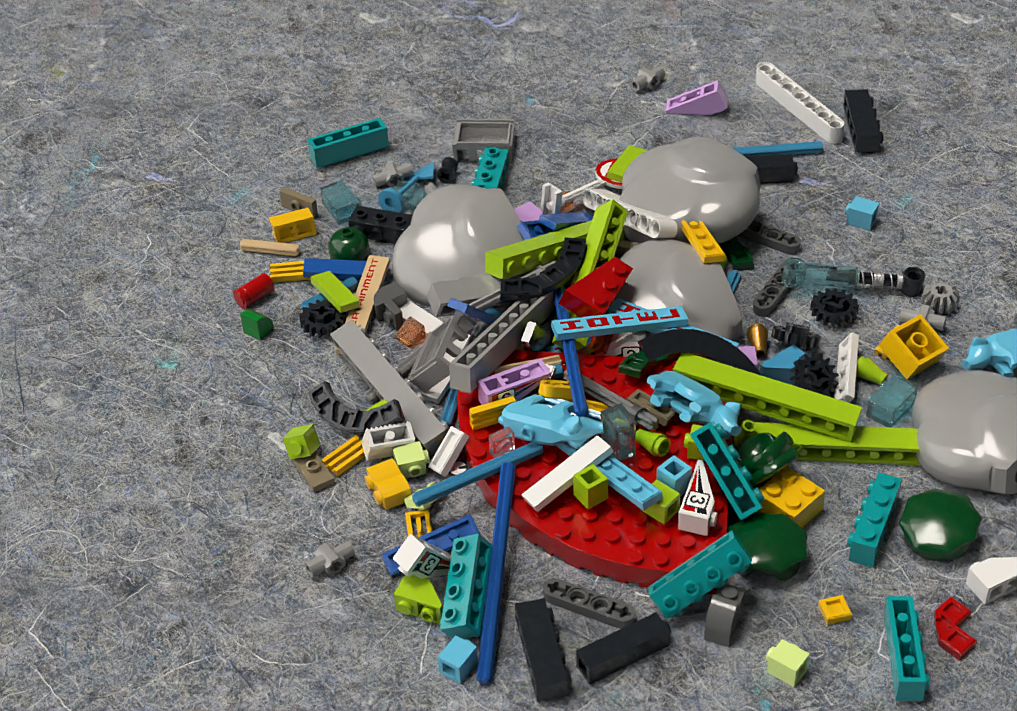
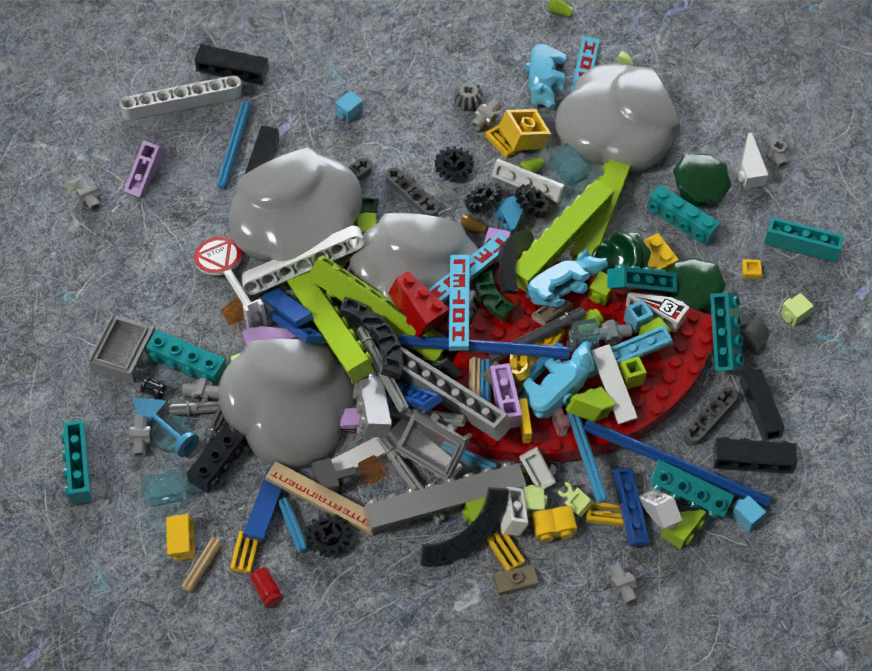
camera: 80 degrees left, 15 degrees up
(256, 324) = (315, 593): green brick -> none
(296, 201) = (148, 525): dark tan plate -> none
(301, 441) = (490, 578): lime brick -> none
(335, 291) = (303, 515): lime tile -> none
(349, 244) = (233, 496): dark green cylinder -> none
(531, 458) = (591, 405): none -> lime slope
(618, 168) = (211, 246): lime tile -> none
(644, 462) = (613, 332): none -> light grey axle
(703, 242) = (380, 216): yellow tile -> none
(798, 272) = (427, 141): piece -> none
(949, 635) = (773, 208): red tile -> none

